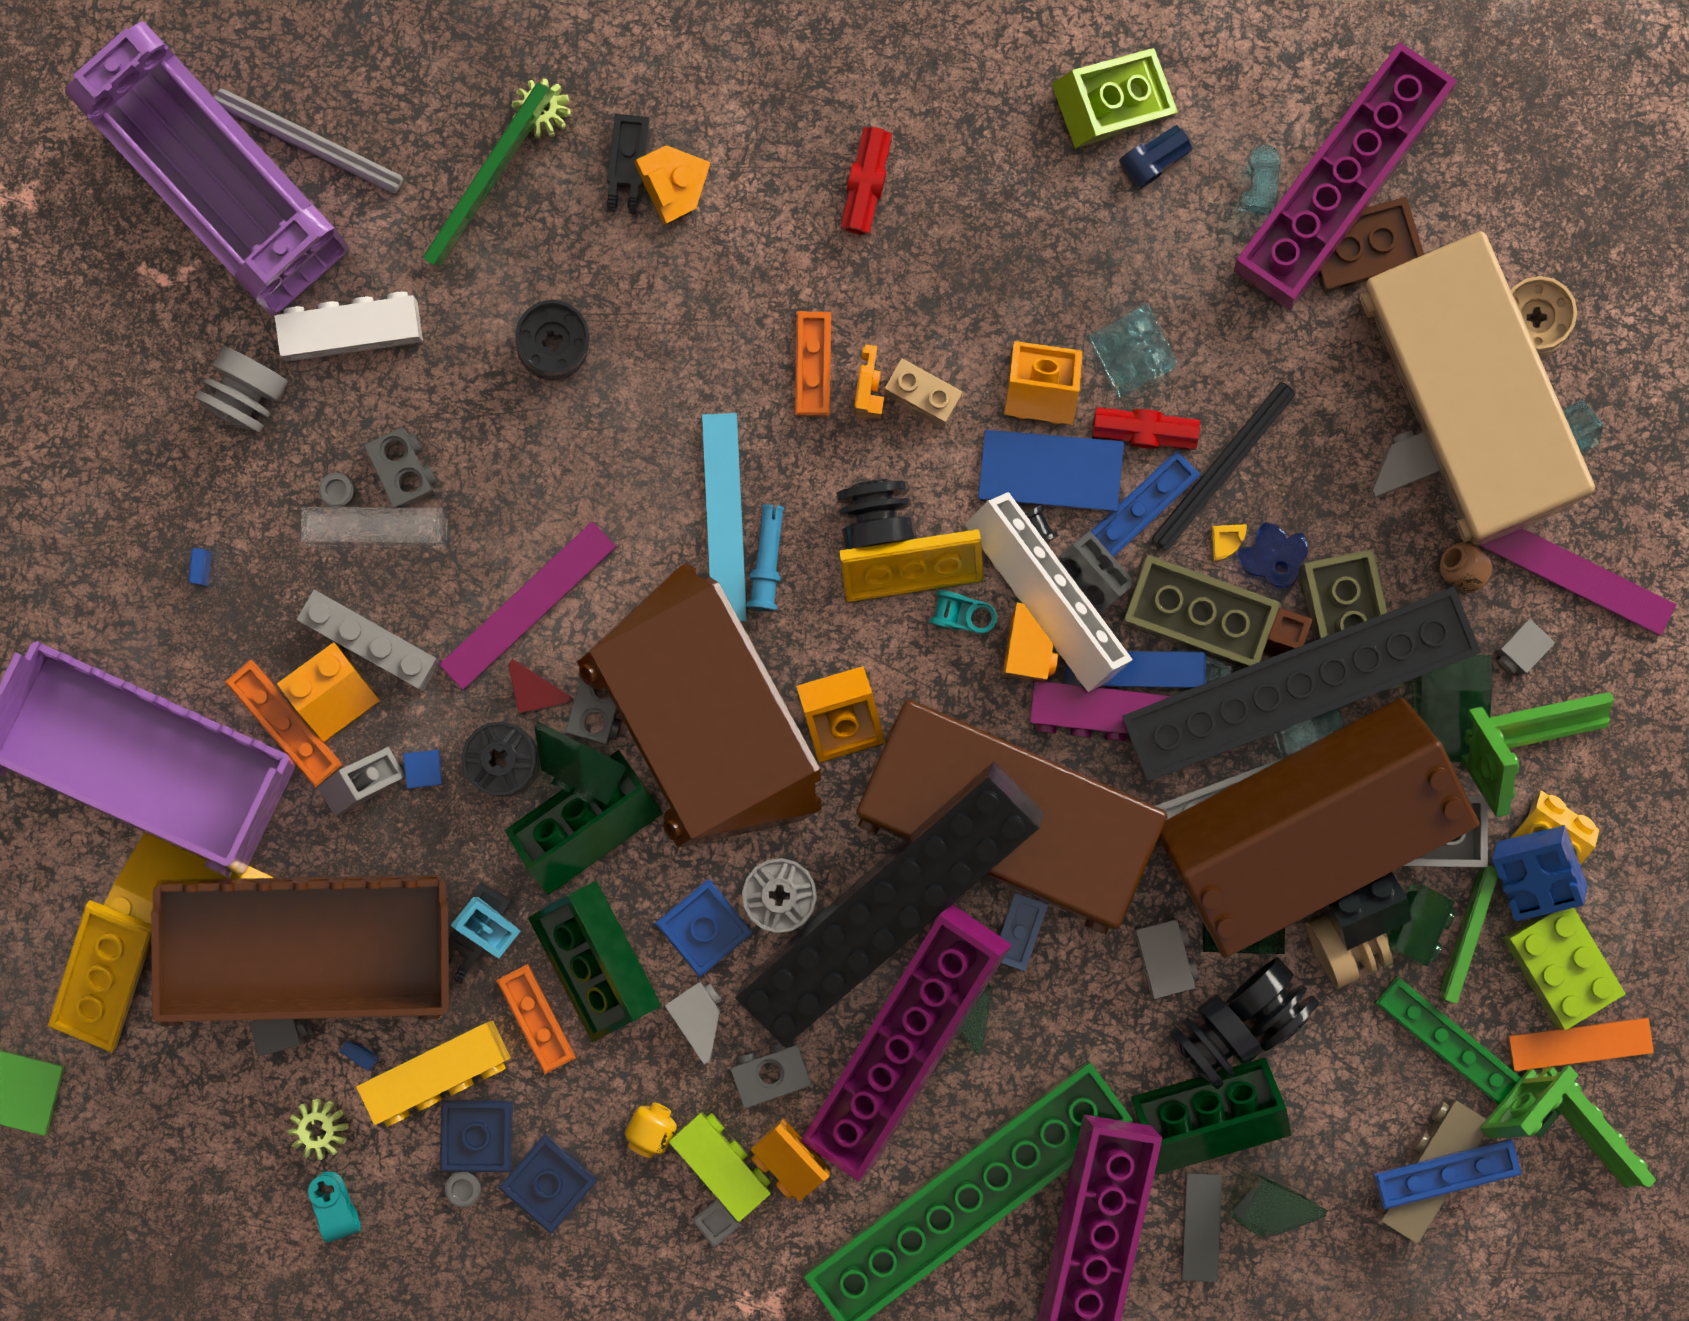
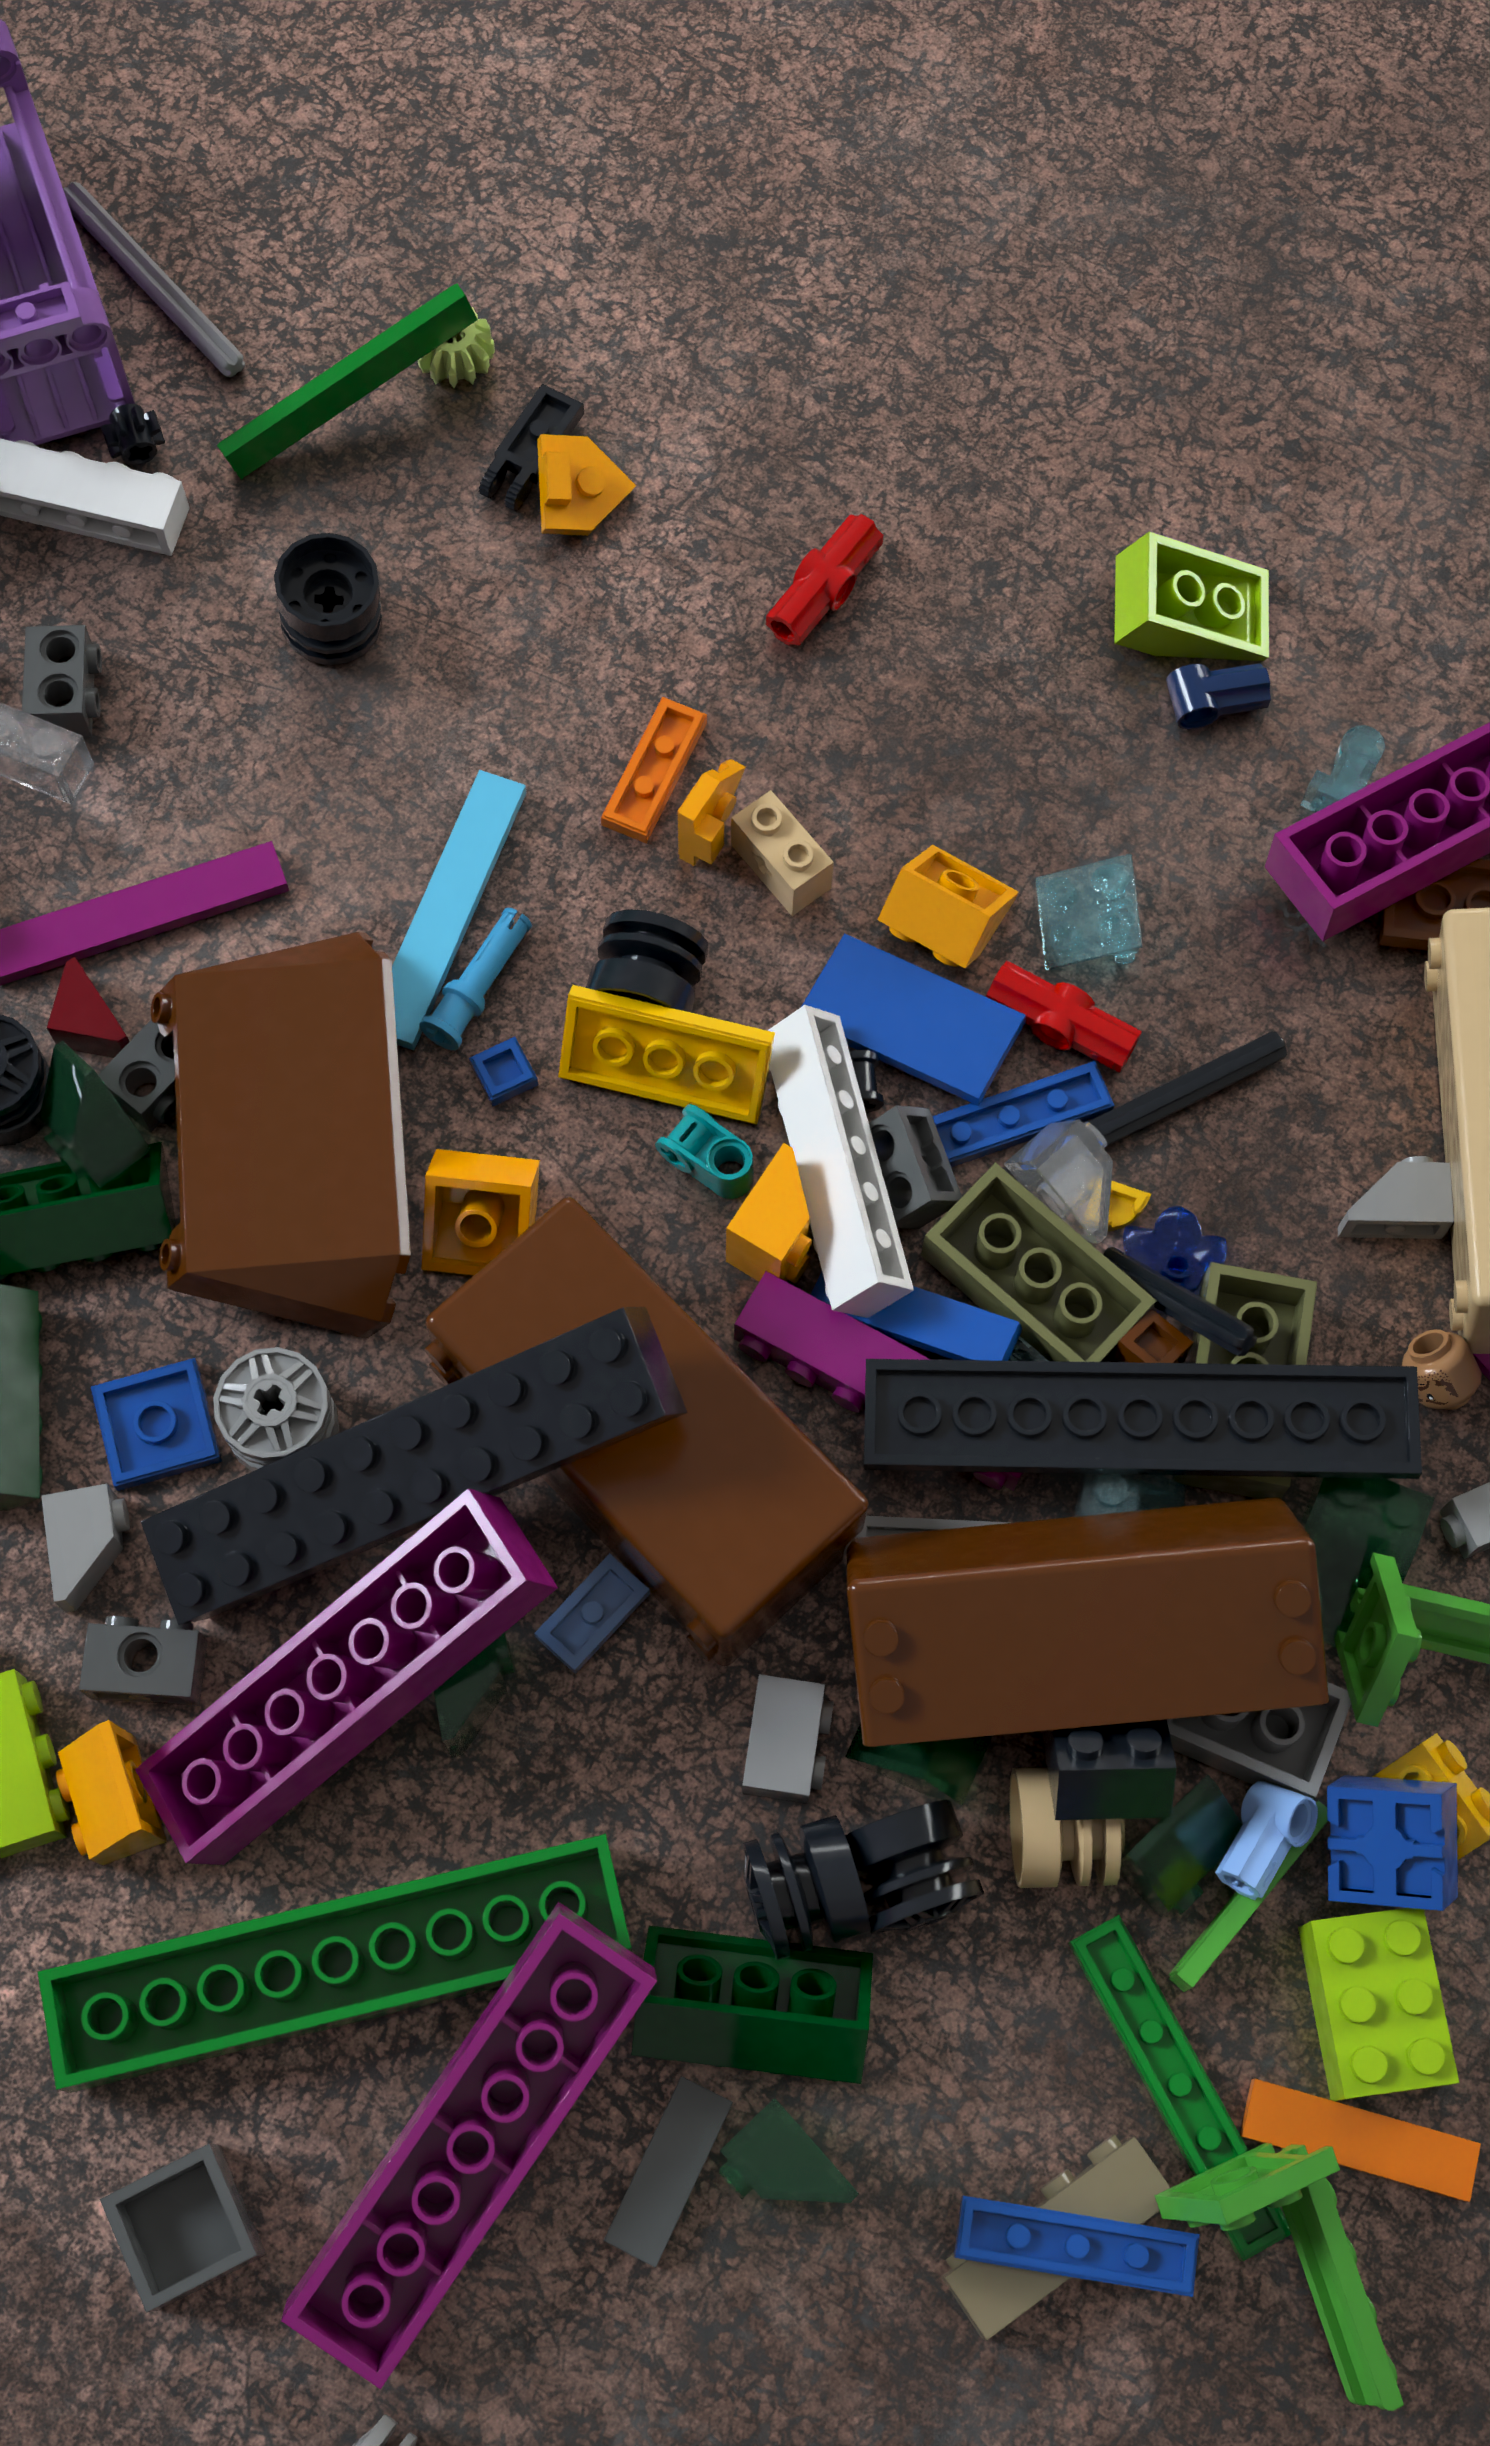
camera: 25 degrees right, 15 degrees down
(358, 269) = (133, 434): none -> black gear
(810, 612) = (503, 1071): none -> blue tile
(1195, 542) = (1069, 1175): none -> clear slope
(1293, 597) = (1187, 1306): none -> black axle
(1468, 893) = (1271, 1825): none -> light blue piece

